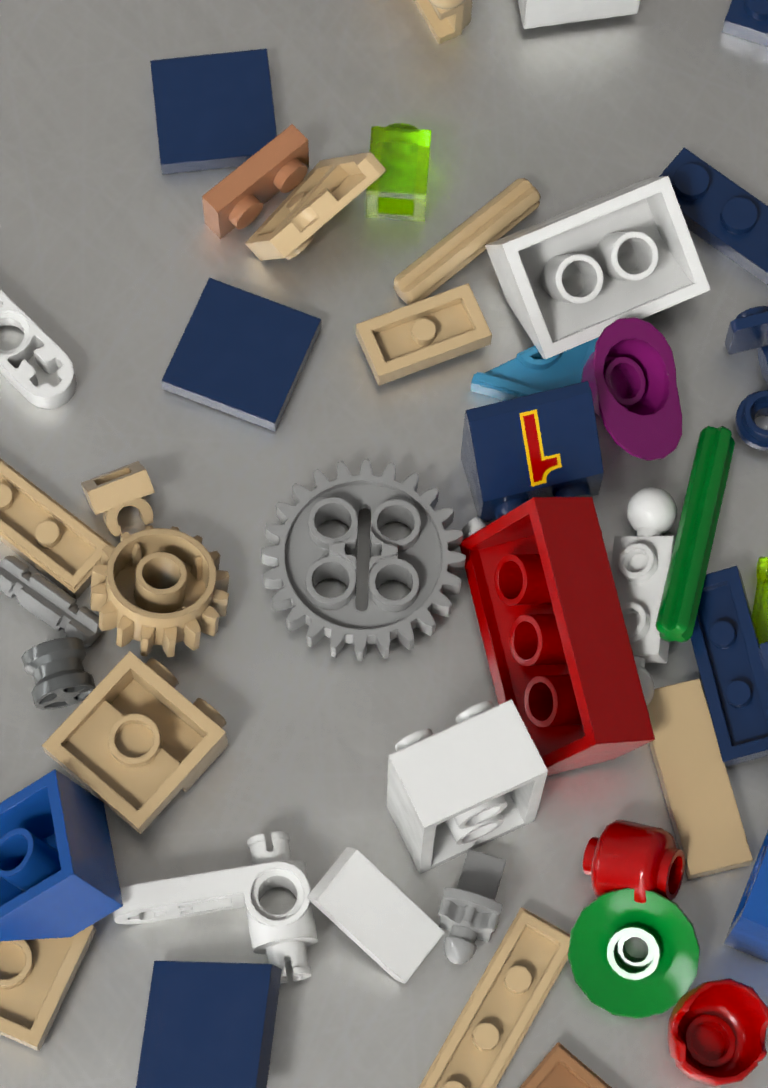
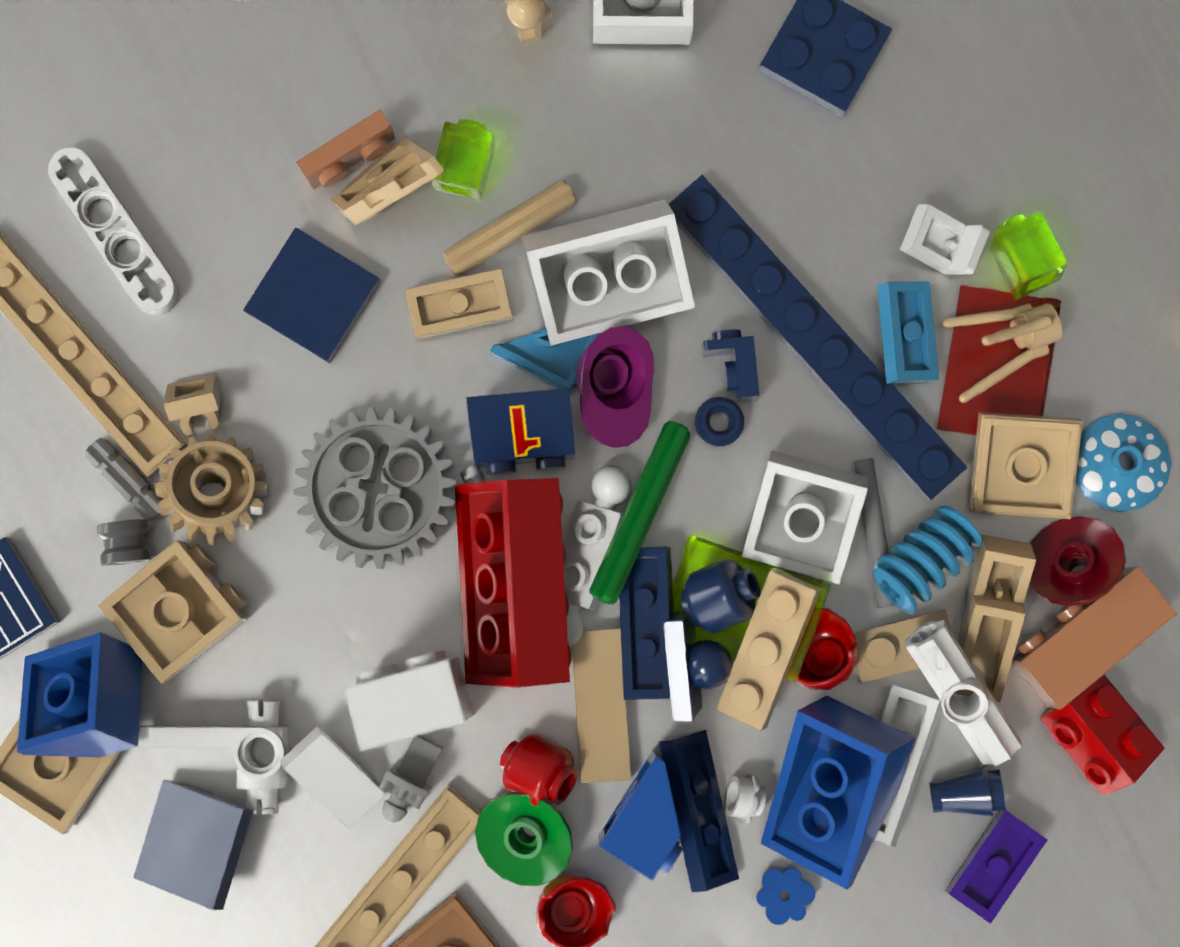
camera: 10 degrees right, 15 degrees up
(212, 109) = (324, 76): dark blue tile -> none

